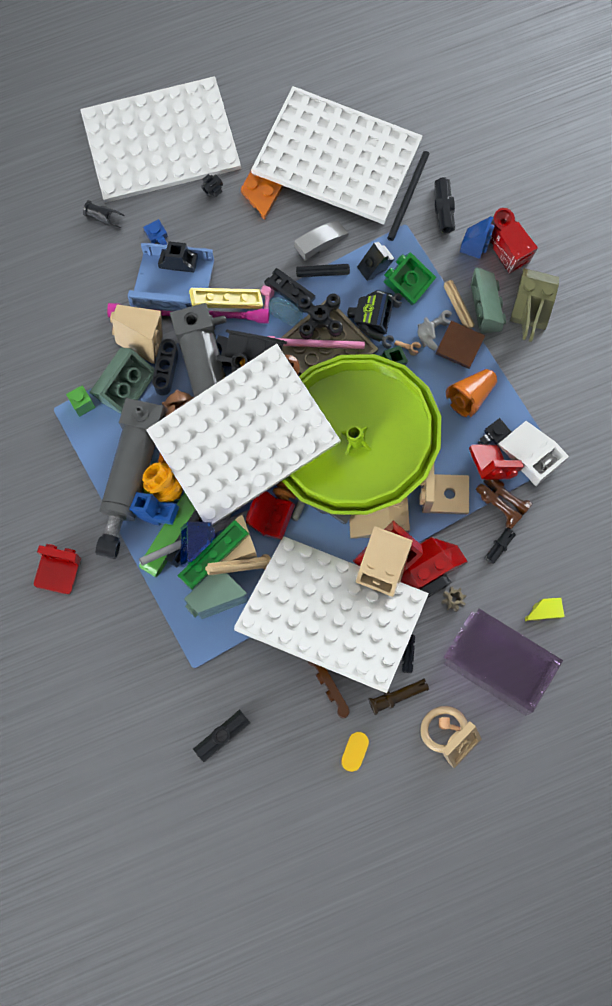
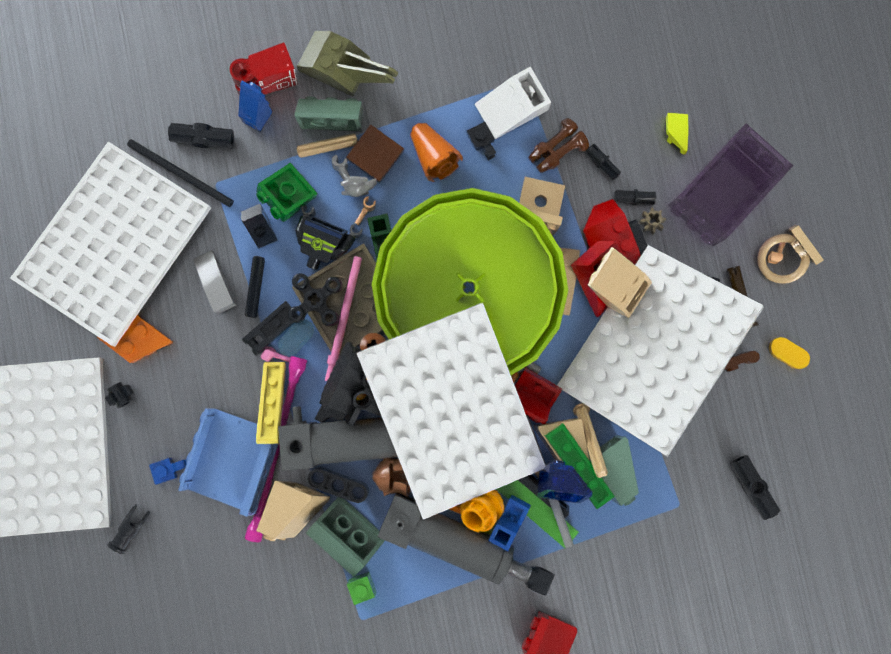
camera: 90 degrees left, 10 degrees up
(177, 258) = (207, 450): black brick -> none
(473, 580) = (635, 197): none -> black axle
(492, 463) = (519, 149): red bracket -> none

